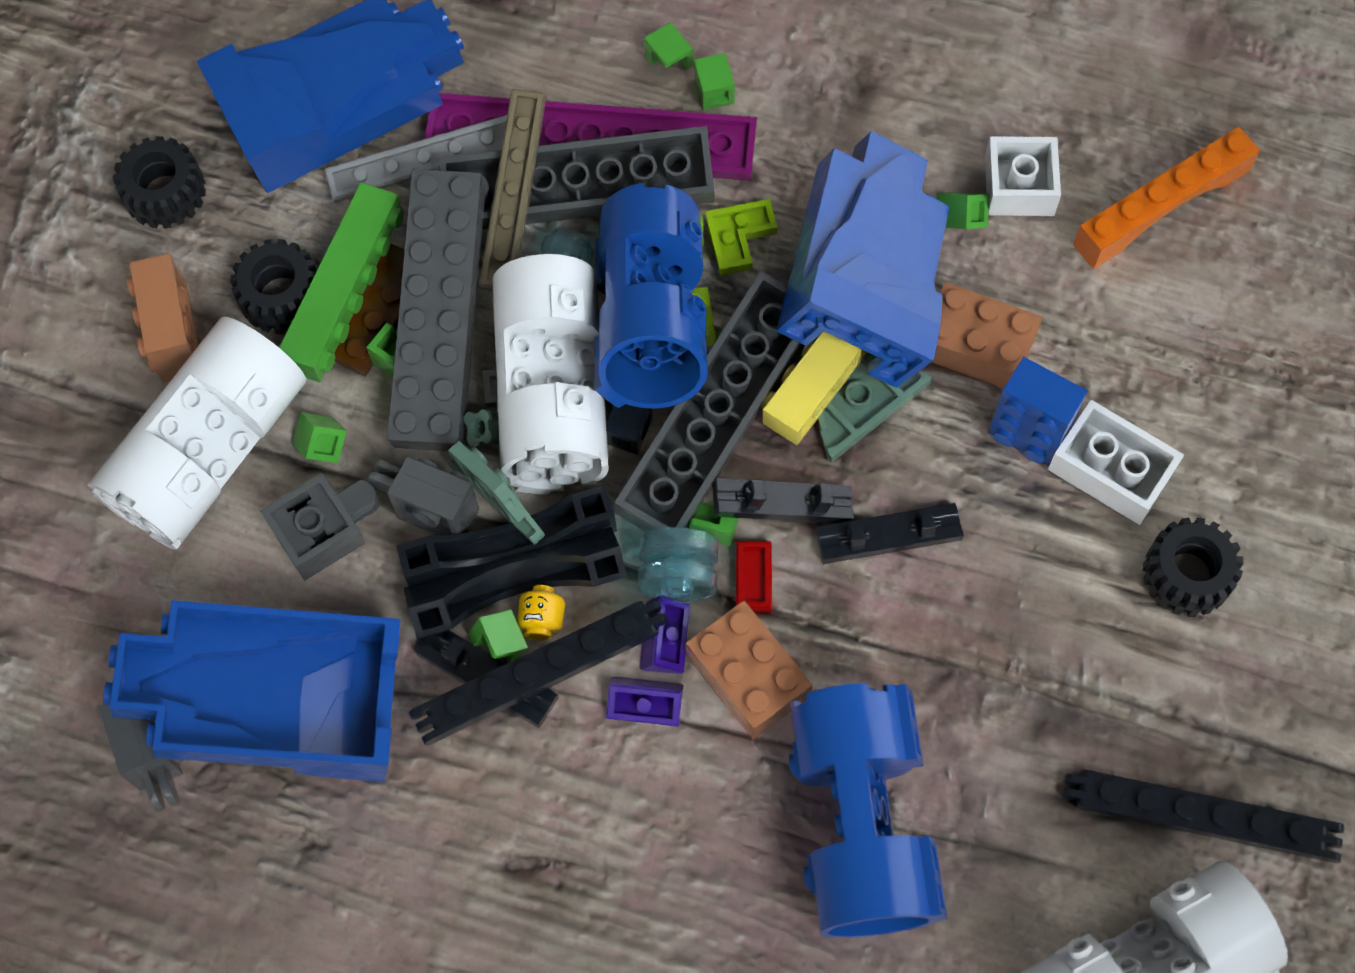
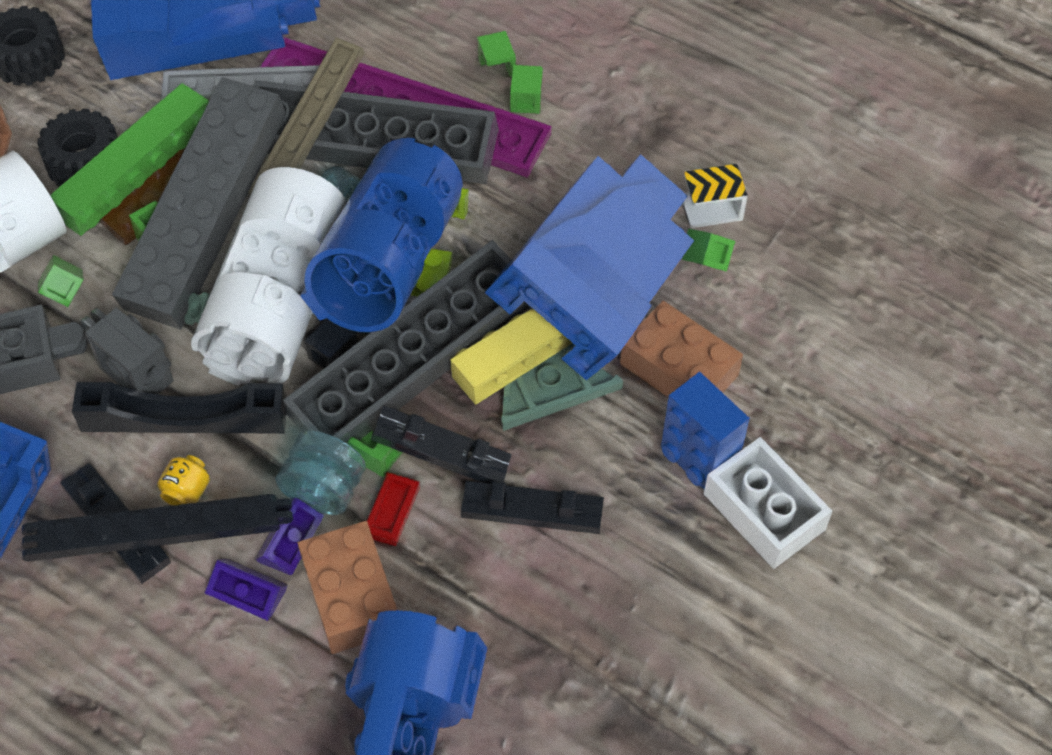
camera: 15 degrees right, 10 degrees down
(450, 599) = (110, 445): black arch -> none
(494, 489) = (182, 354): sand green wing -> none
(500, 634) = (136, 486): bright green panel -> none
(732, 227) = (495, 208): lime plate -> none
(951, 148) = (714, 196): none -> piece
(1022, 176) = (771, 234): white brick -> none
(1124, 221) = (846, 299): orange arch -> none
(1208, 545) = (820, 595): black tyre -> none

